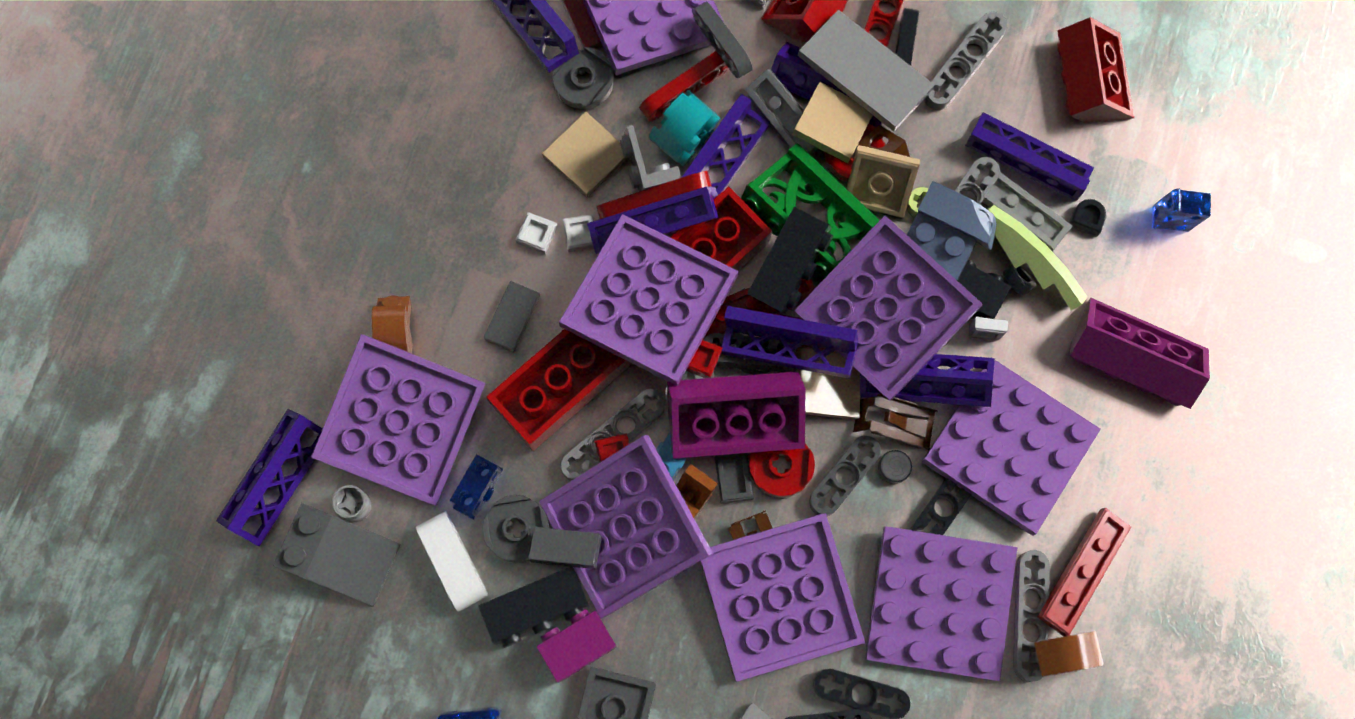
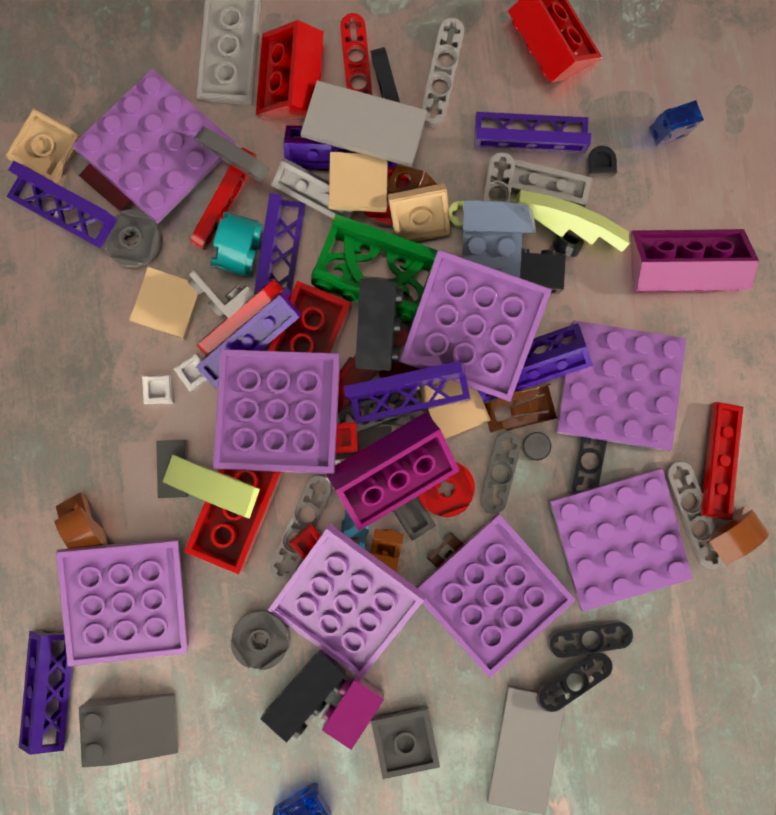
camera: 20 degrees left, 10 degrees up
(347, 499) = (115, 688): light grey wheel -> none
(451, 561) = (221, 690): white beam -> none
(476, 487) = (211, 622): clear blue piece -> none
(547, 342) = (211, 486): none -> yellowish green slope
(565, 548) = (306, 641): dark grey tile -> none
(988, 328) = (562, 297): white tile -> none

